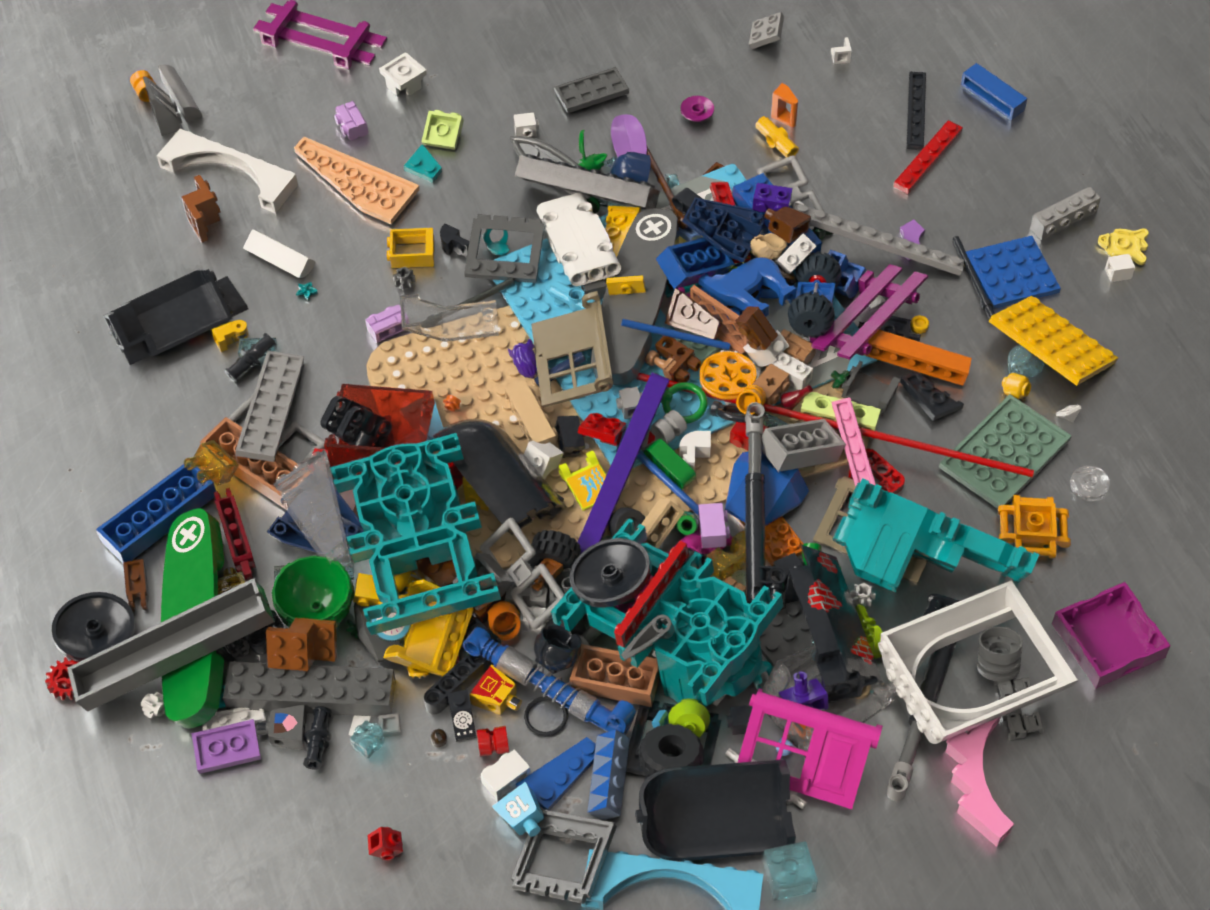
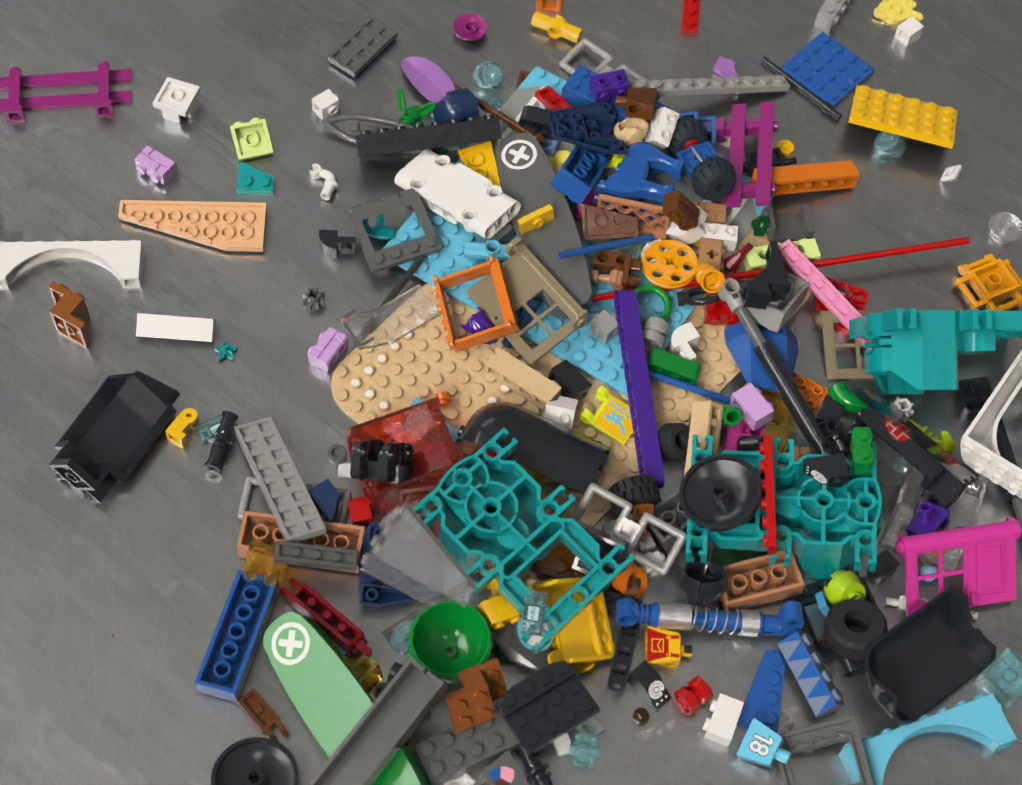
camera: 35 degrees left, 5 degrees up
(248, 473) = (315, 556): none -> dark grey tile
(297, 440) = (325, 500): none -> dark blue slope
(355, 682) = (547, 706): none -> black plate
(382, 595) = (534, 613): none -> clear light blue tile
(411, 236) = (294, 254): yellow window -> none
(484, 191) = (330, 181): none -> white piece
(541, 732) = (717, 666): black tyre -> none
(553, 344) = (510, 321): none -> orange window
(606, 429) = (598, 361): red plate -> none
(649, 635) = (798, 535): dark grey piece -> none
(685, 155) = (489, 74): none -> clear light blue hair
(718, 595) = (827, 470): none -> black slope
(757, 592) = (861, 451): none -> green brick
(794, 422) = (770, 283): none -> black arch
(931, 400) = (837, 210): black wing -> none
(1008, 435) = (926, 216): sand green plate -> none
(1016, 385) = (898, 169): yellow head -> none

